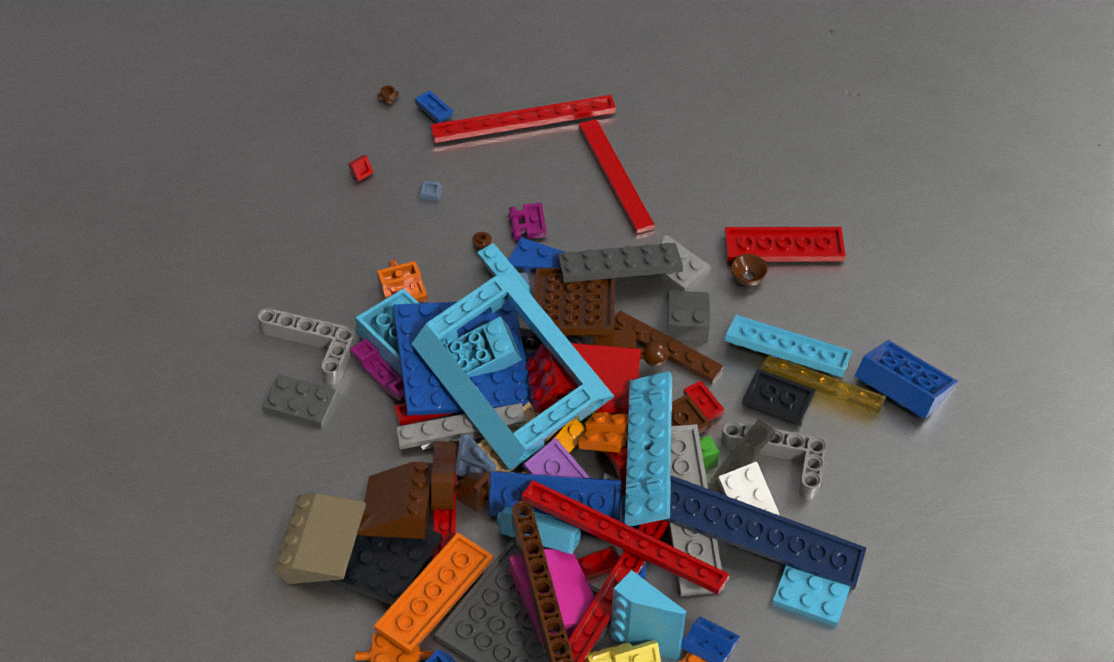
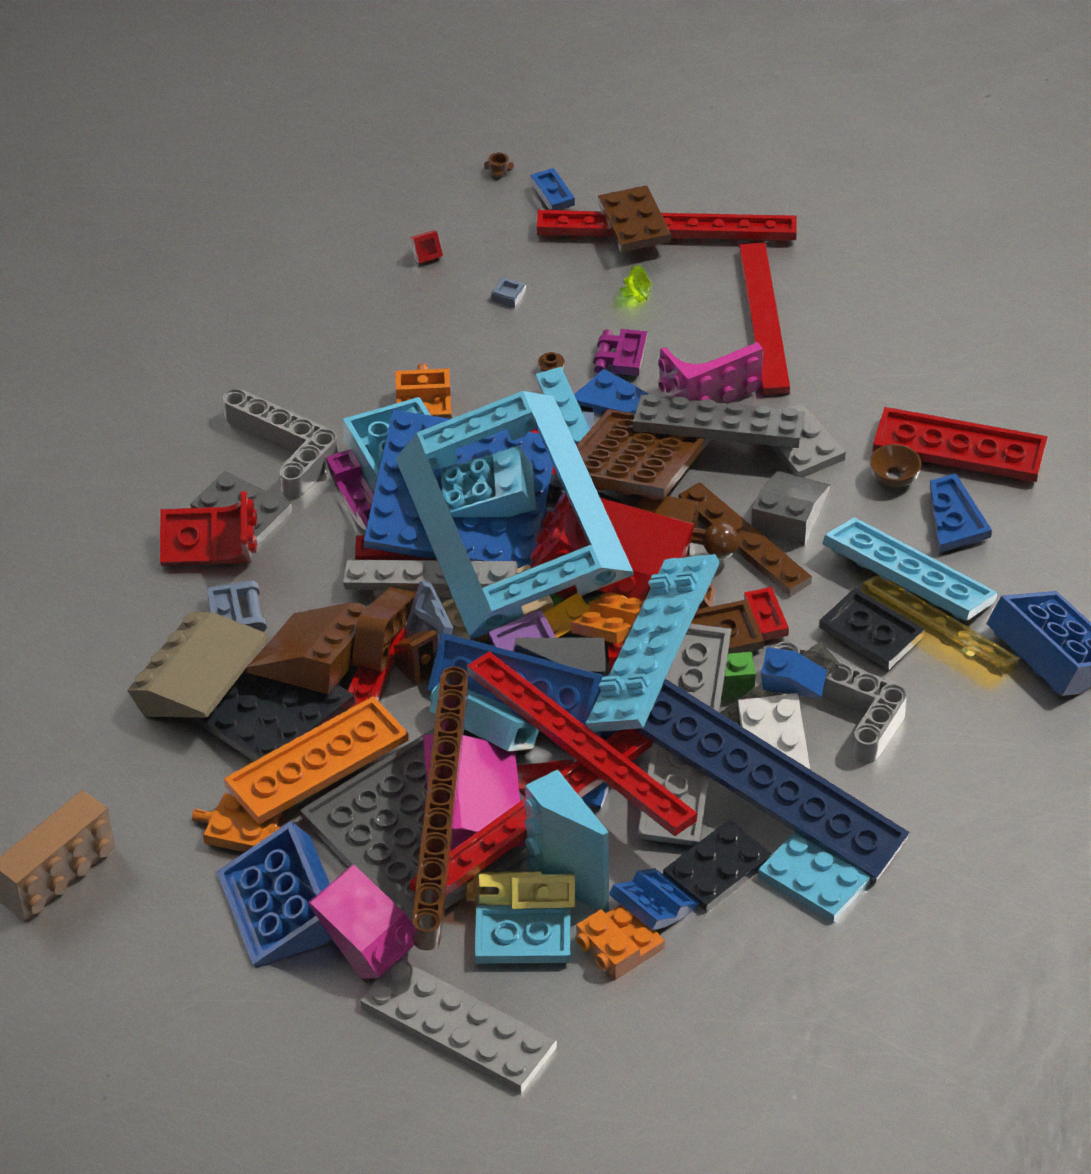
camera: 20 degrees right, 5 degrees down
(287, 429) = (208, 534): none -> red bracket
(318, 482) = (224, 601): none -> sand blue plate
(501, 118) = (634, 218): none -> reddish brown plate
(520, 168) = (637, 284): none -> clear neon green tile
(592, 466) = (574, 652): none -> dark grey slope
(602, 234) = (715, 380): none -> dark pink bracket
(743, 603) = (717, 865): none -> black plate
(749, 448) = (792, 673): none -> blue slope
(801, 297) = (956, 514): none -> blue wing

